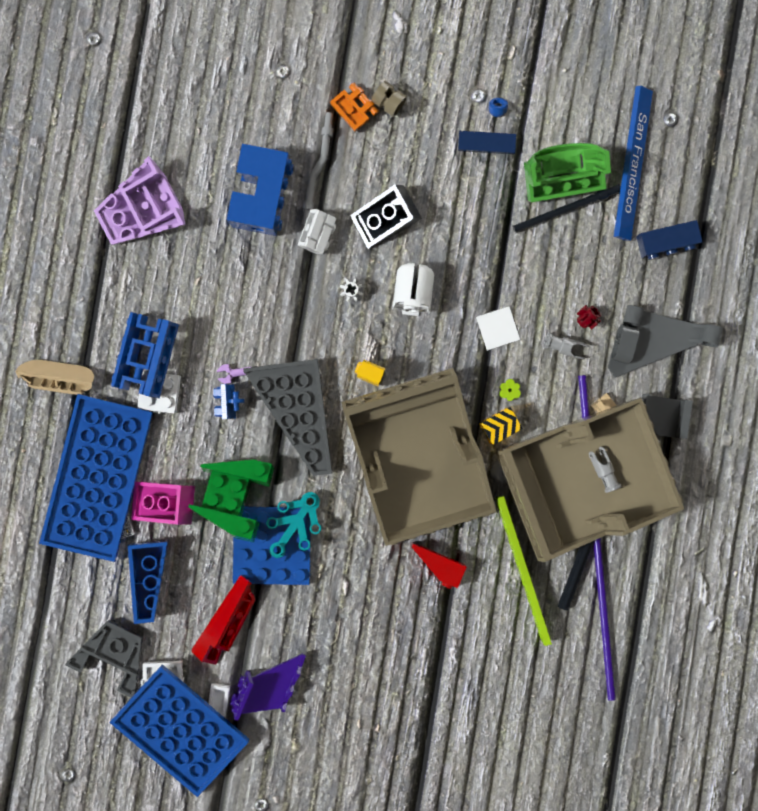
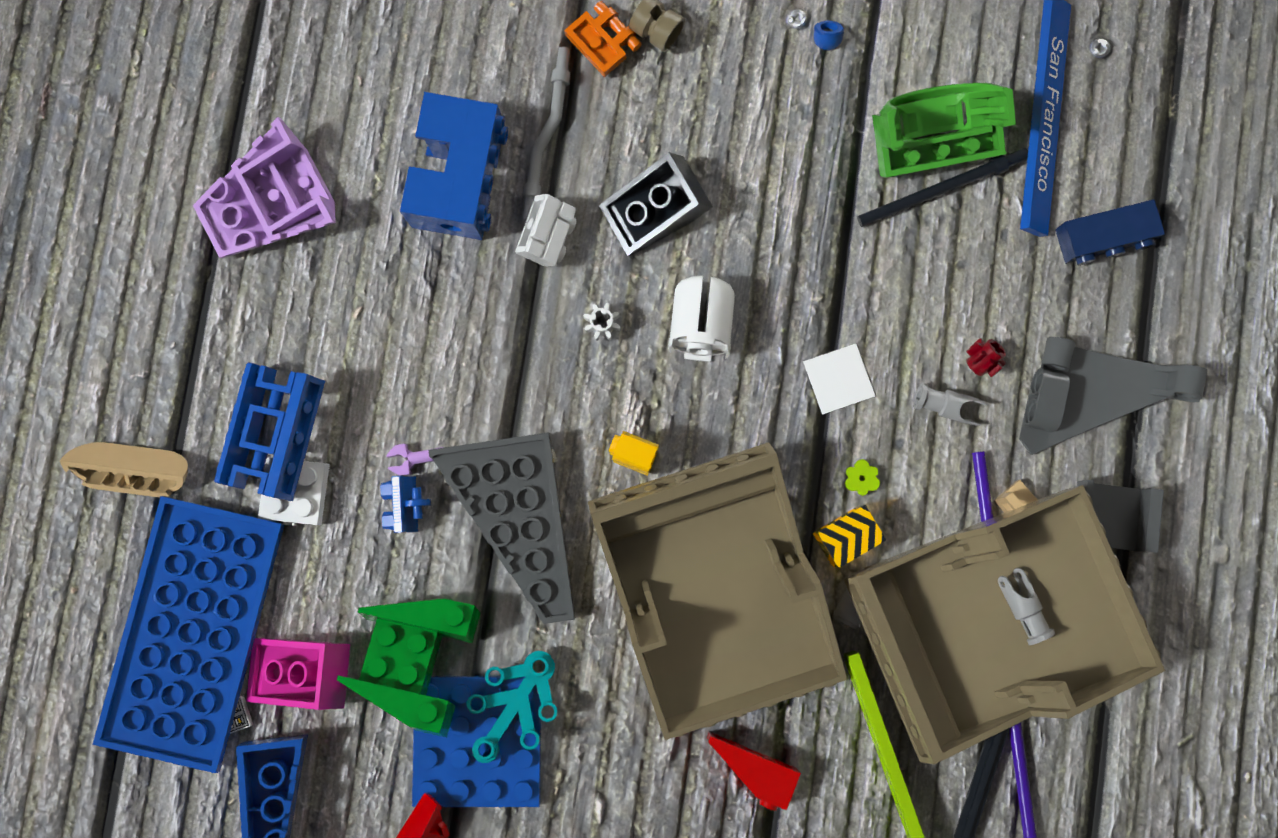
camera: 10 degrees right, 5 degrees down
(487, 142) = (812, 88): dark blue tile -> none

